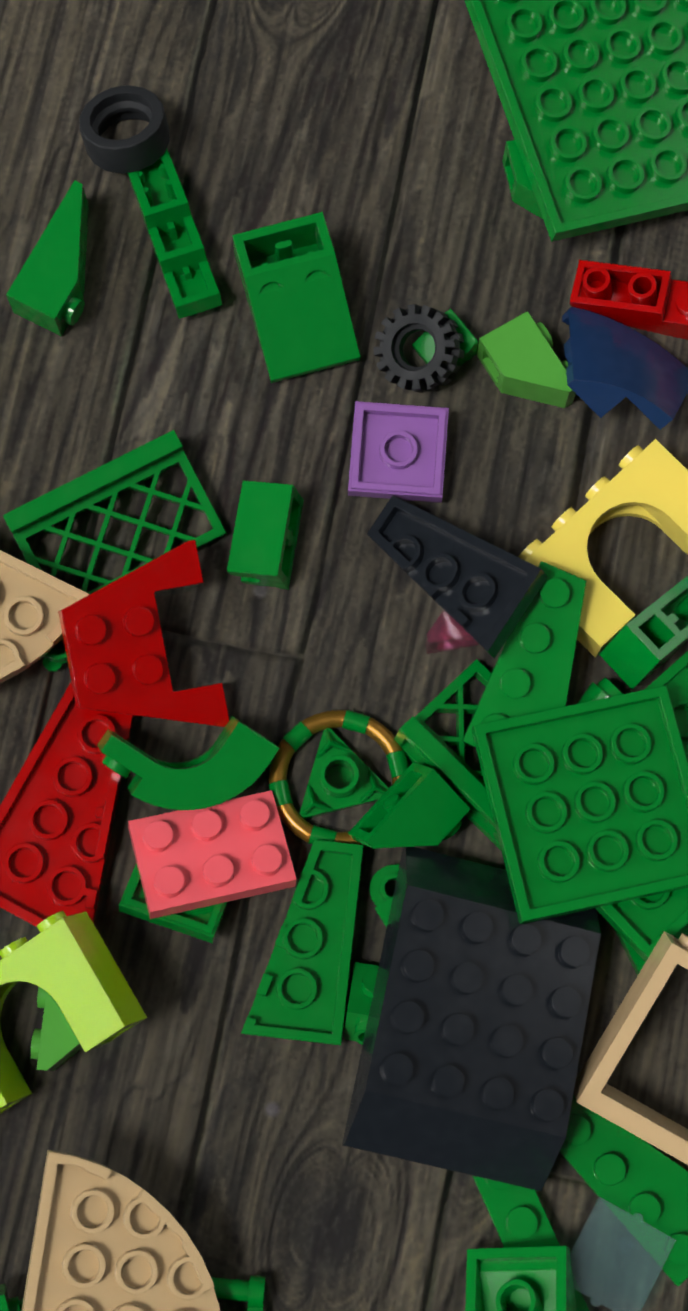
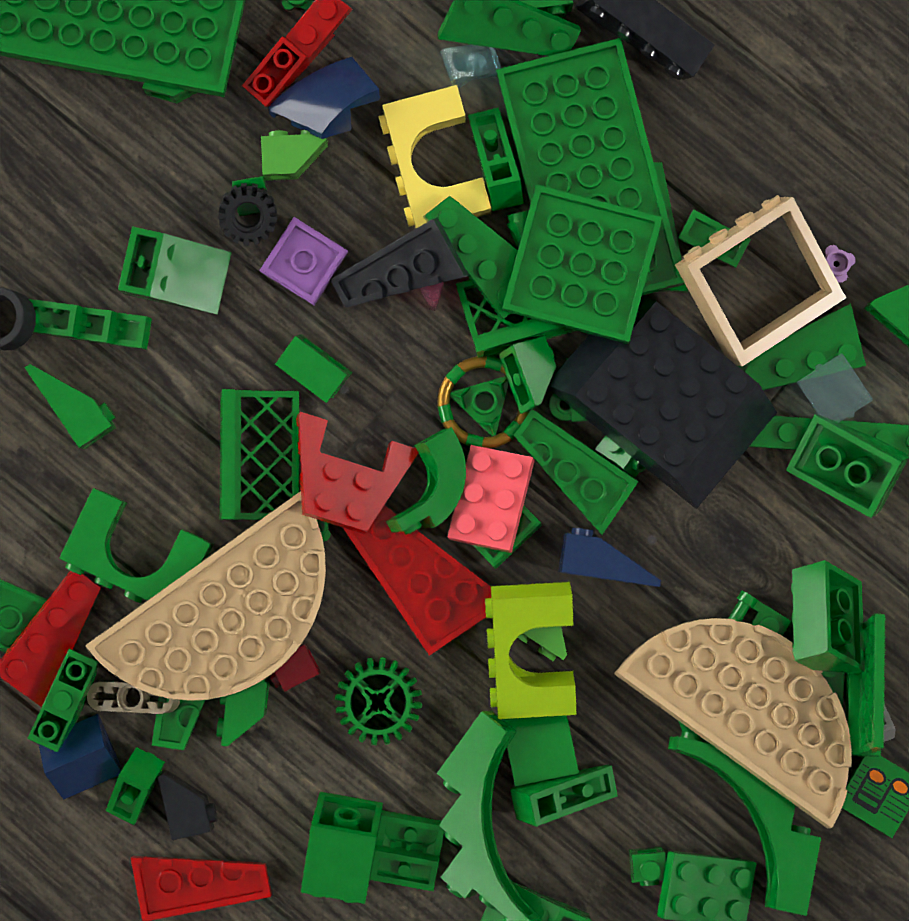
camera: 65 degrees left, 10 degrees up
(200, 1043) = (596, 558): none -> dark blue slope

